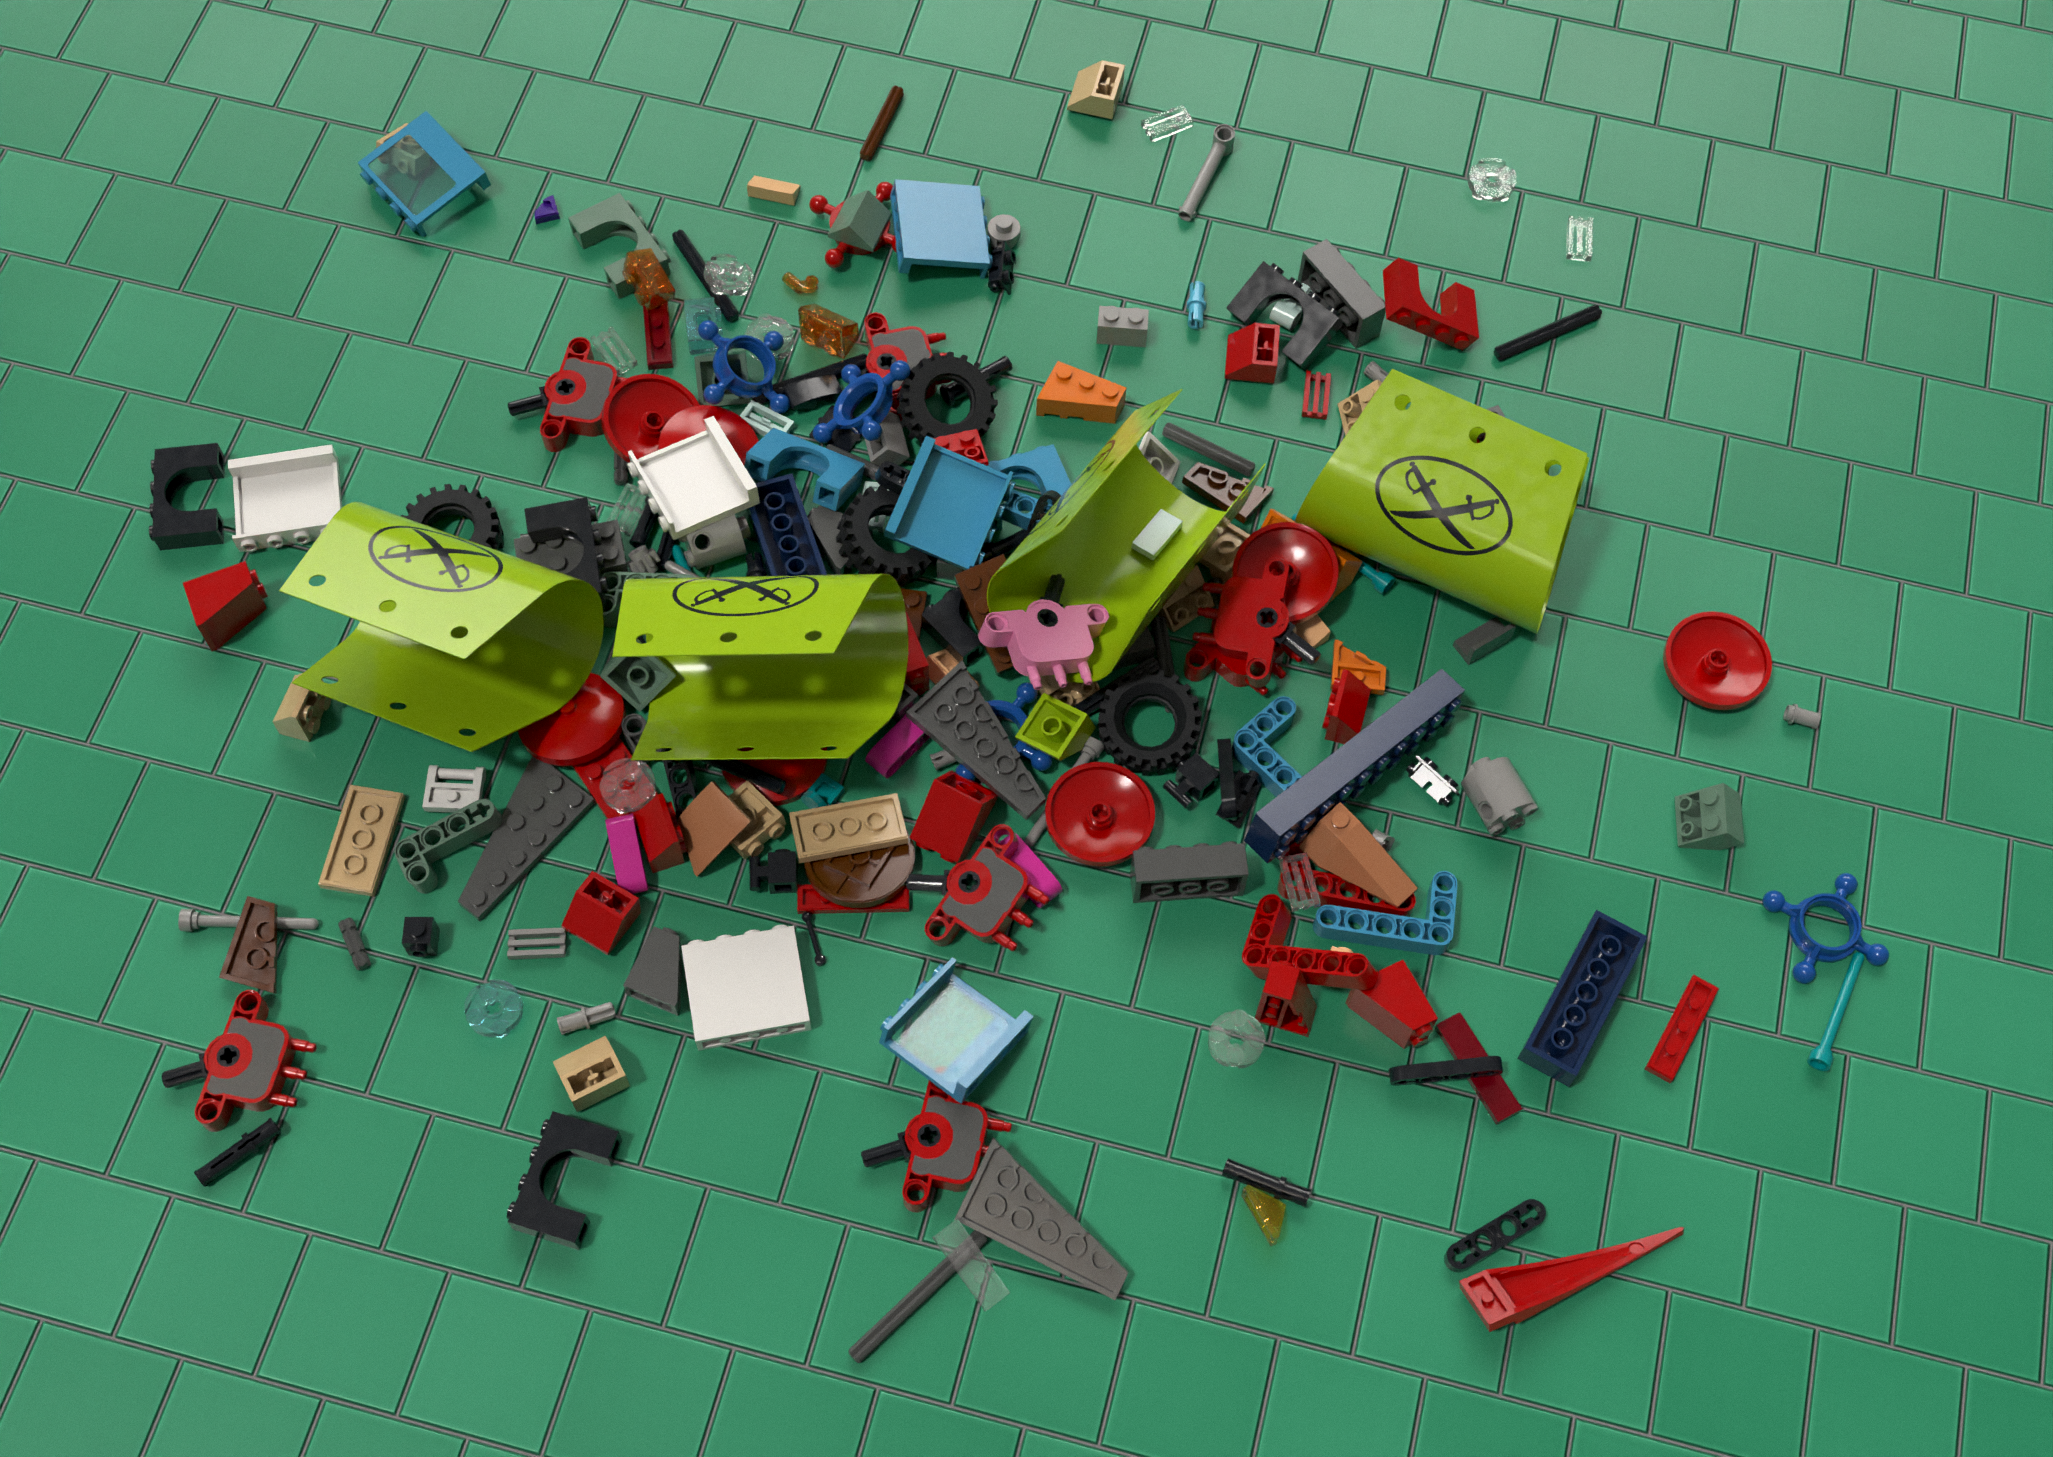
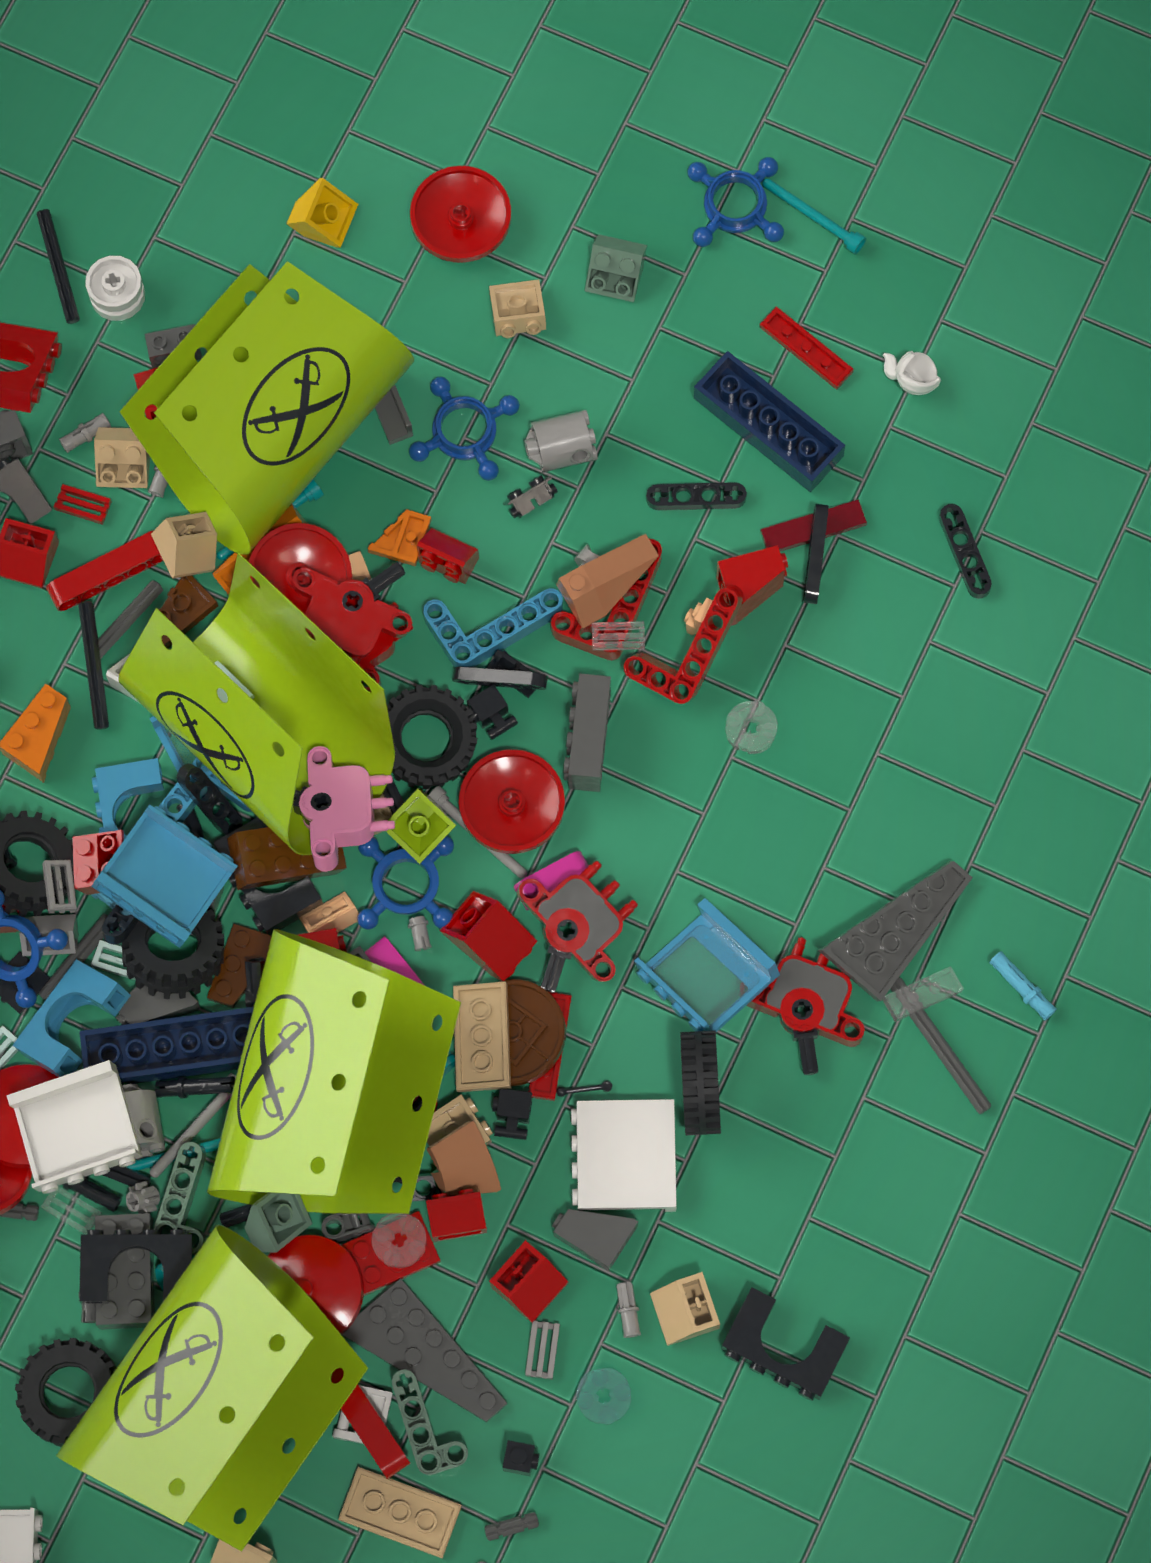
camera: 75 degrees left, 10 degrees up
(444, 785) = (372, 1430): none -> red beam
(626, 854) = (469, 1251): dark pink beam -> none
(824, 1035) = (700, 1082): none -> black tyre
(905, 432) = (61, 906): none -> light grey tile
(971, 733) = (407, 904): dark grey wing -> none
(993, 1387) = (1031, 994): none -> medium azure pin
(1176, 419) = (93, 665): none -> black axle
(1255, 425) = (104, 572): none -> red beam
(1266, 1211) = (916, 734): clear yellow slope -> none
(1271, 1184) = (893, 721): black pin -> none
(1286, 1000) = (728, 677): red wedge -> none
(1291, 477) = (187, 544): none -> tan slope
(1354, 766) = (517, 558): brick -> none
(1396, 924) = (671, 563): dark azure beam -> none
(1483, 941) = (696, 500): none -> black beam
(1525, 1289) = (1017, 538): red plate -> none
(1526, 679) = (487, 469): none -> blue piece
(1539, 377) = (115, 288): none -> white wheel
(1632, 732) = (517, 308): none -> tan plate
(1676, 541) = (323, 214): none -> yellow slope
(1686, 1143) = (914, 372): none -> white hair
(1801, 716) = (525, 163): light grey pin -> none

